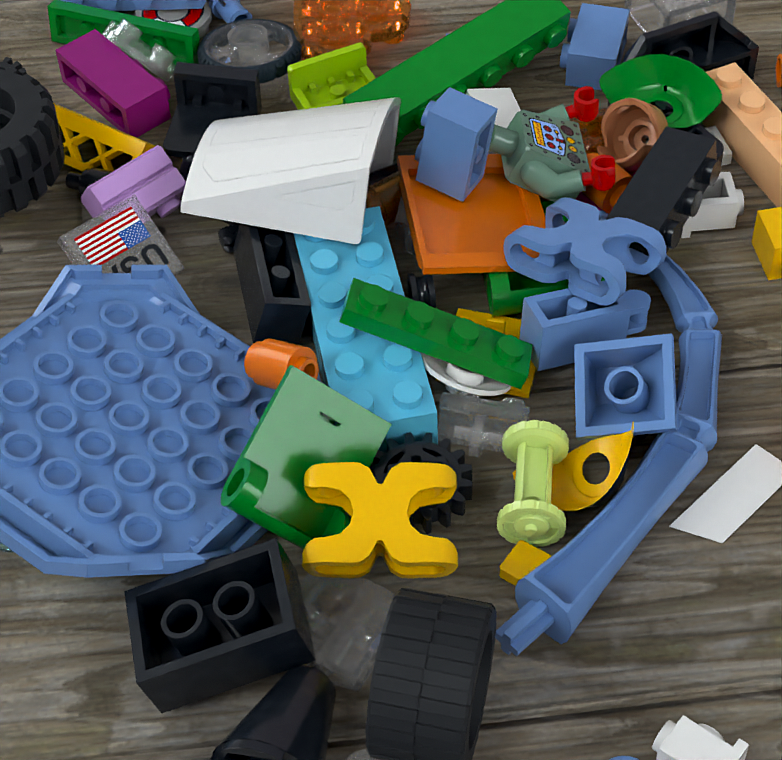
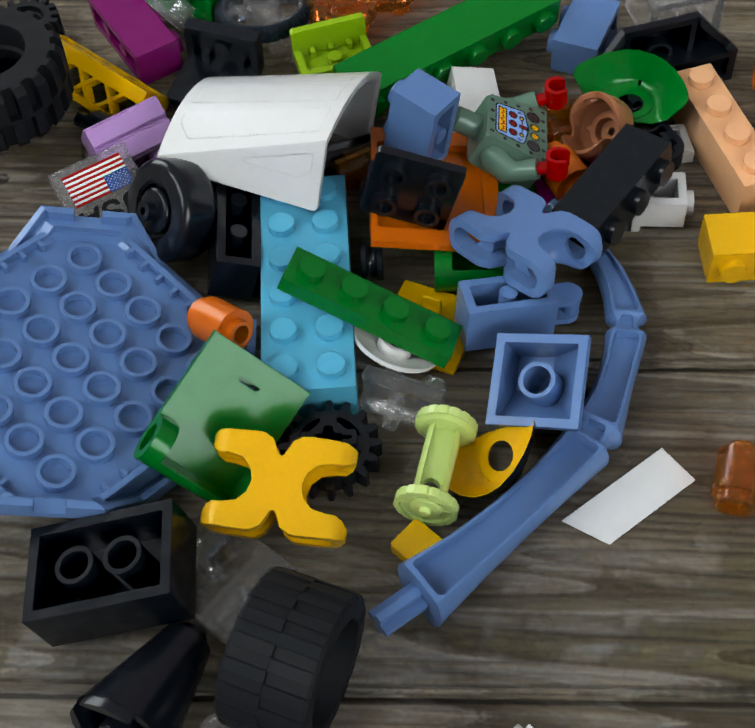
camera: 10 degrees right, 5 degrees up
(206, 254) = (174, 207): none -> black wheel
(458, 208) = (411, 187): none -> black bracket

